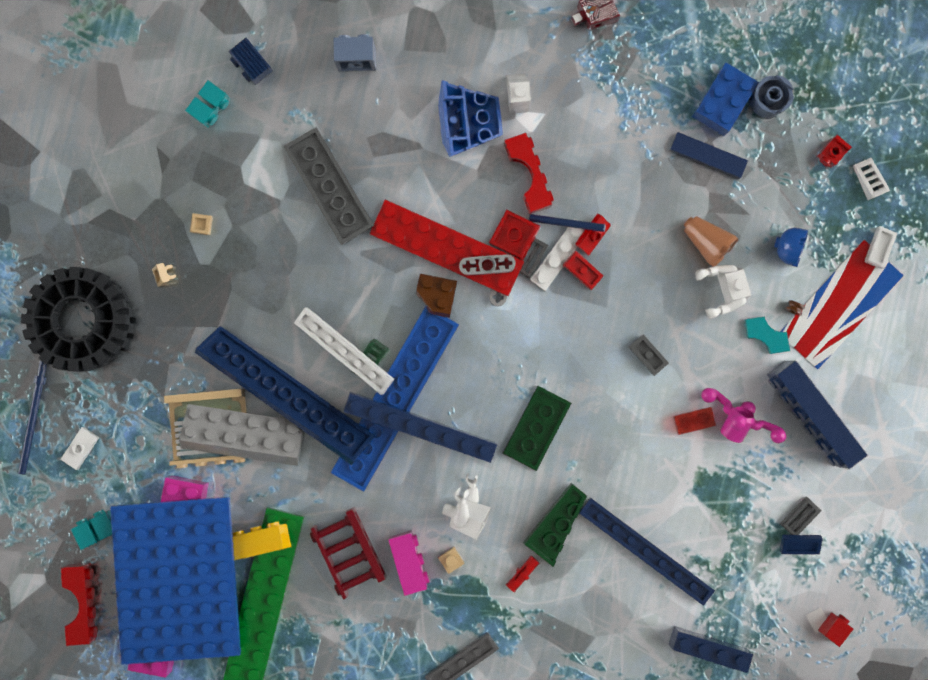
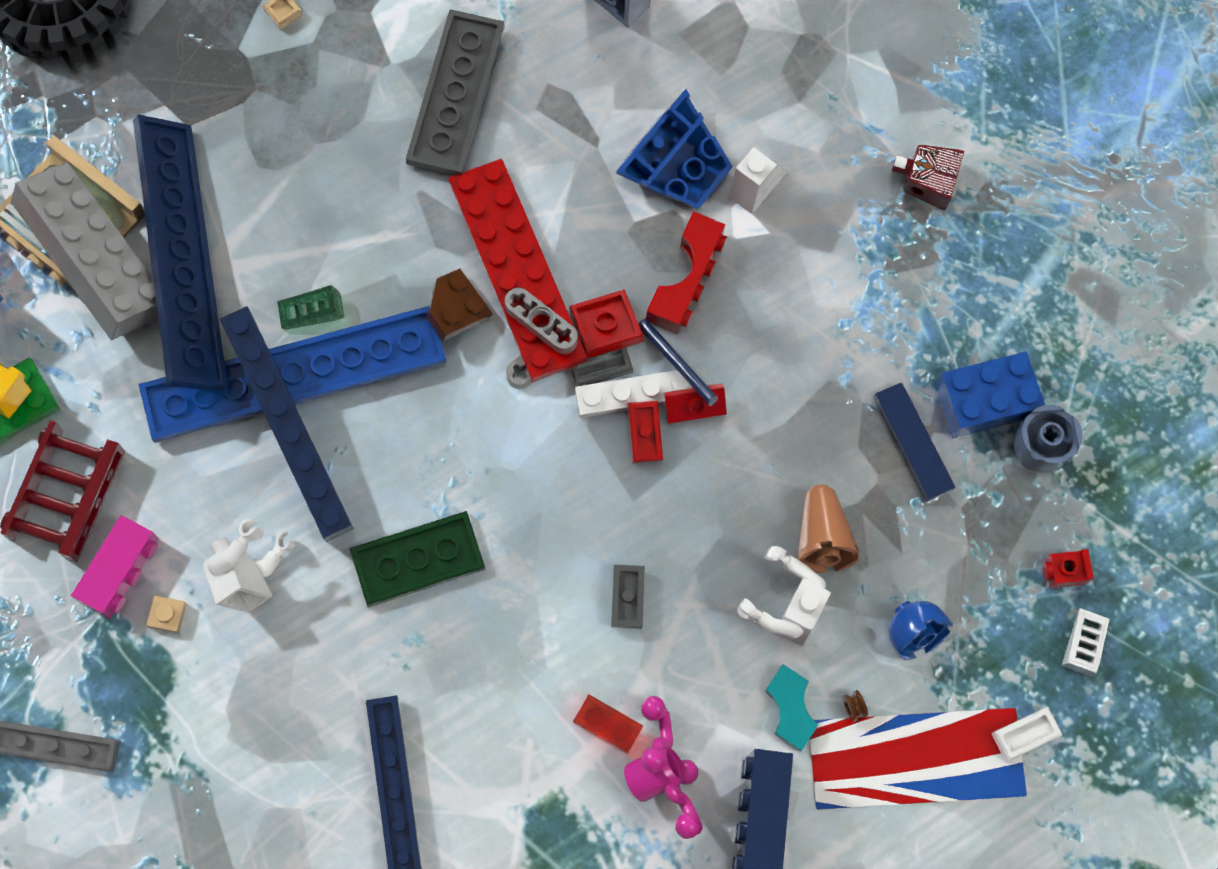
camera: 35 degrees right, 15 degrees down
(160, 274) = (186, 20): tan tile -> none
(344, 351) = (291, 270): white plate -> none
(522, 574) = (229, 709): red pin -> none
(552, 530) = (317, 692): dark green wing -> none

